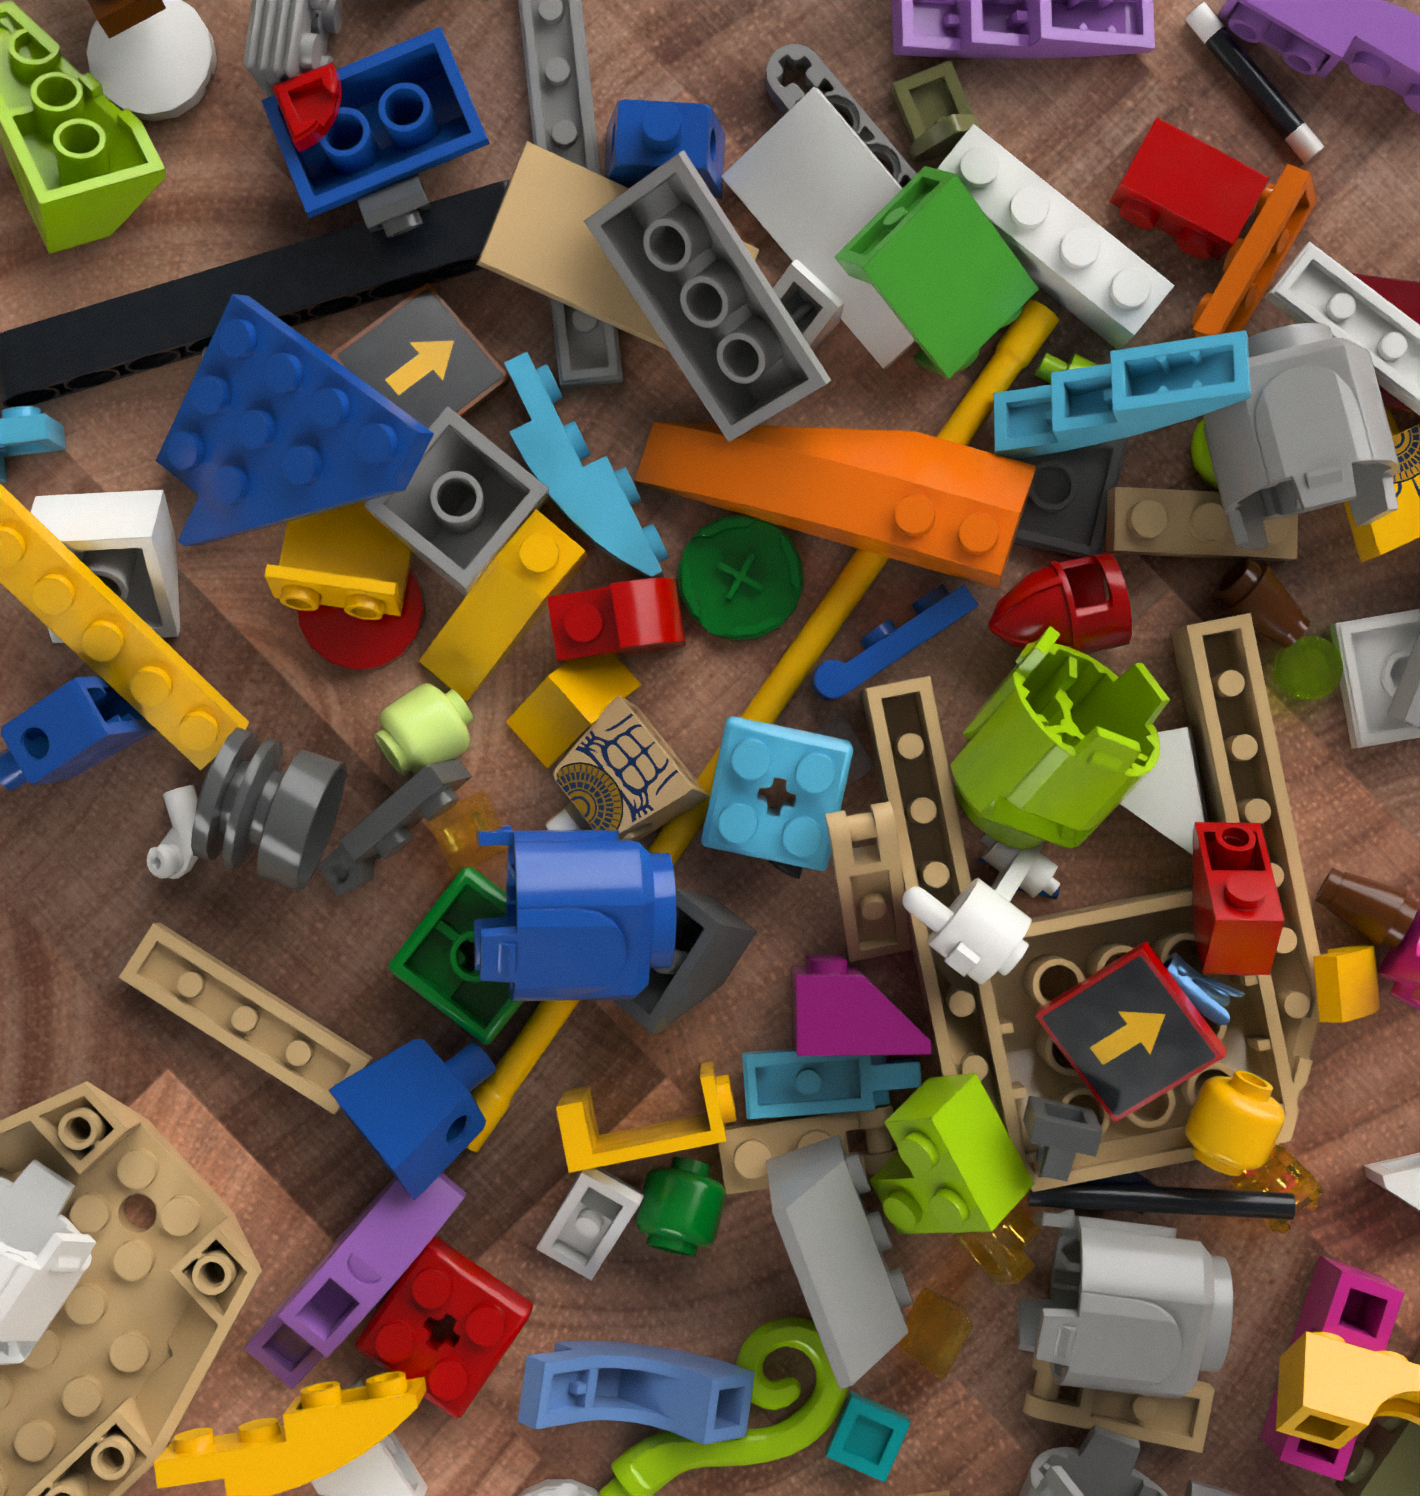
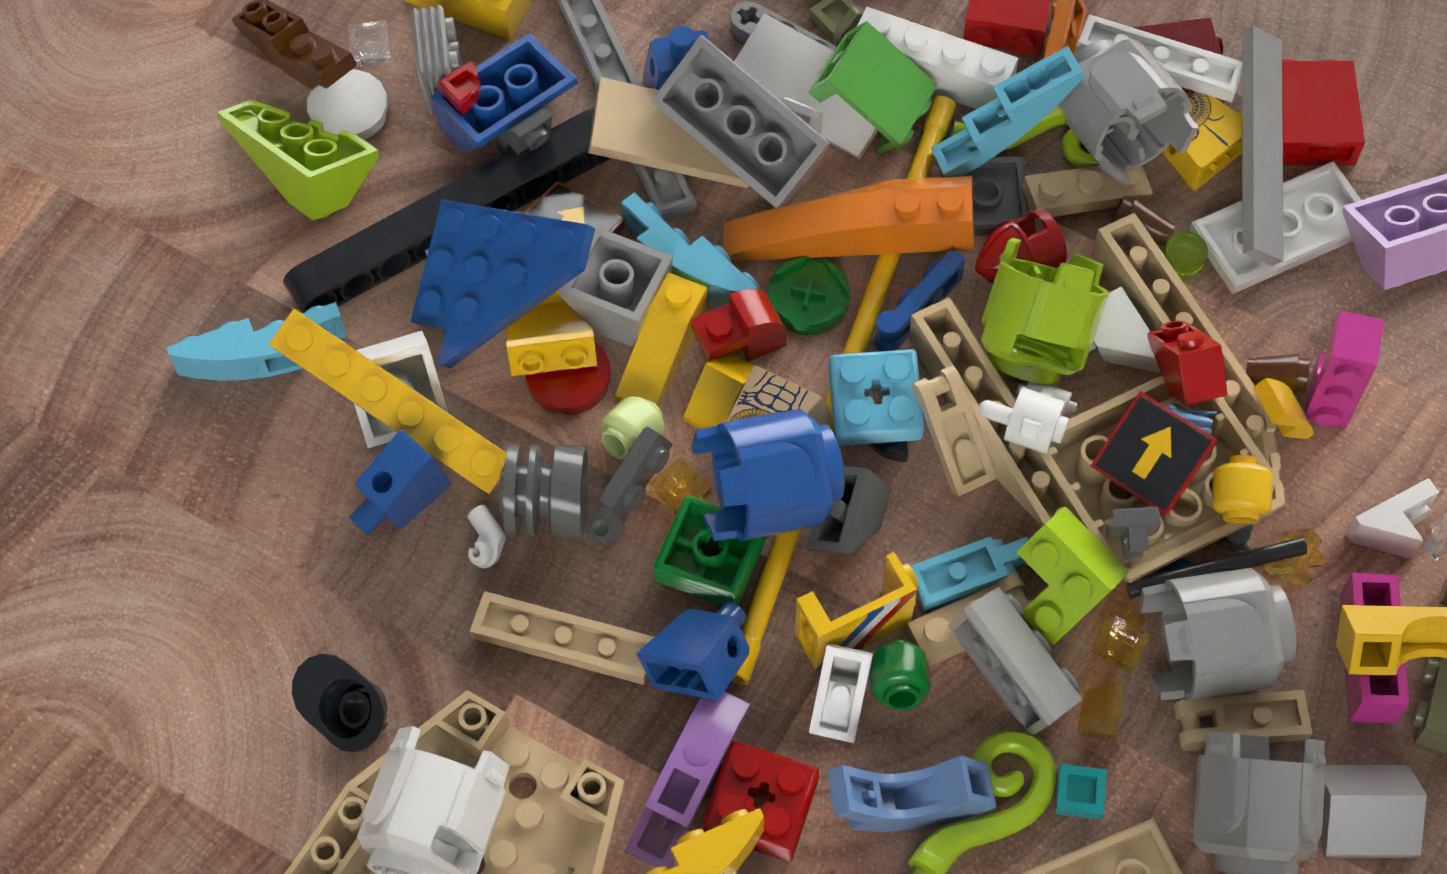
camera: 15 degrees left, 25 degrees down
(846, 1014) = (971, 506): magenta slope -> none

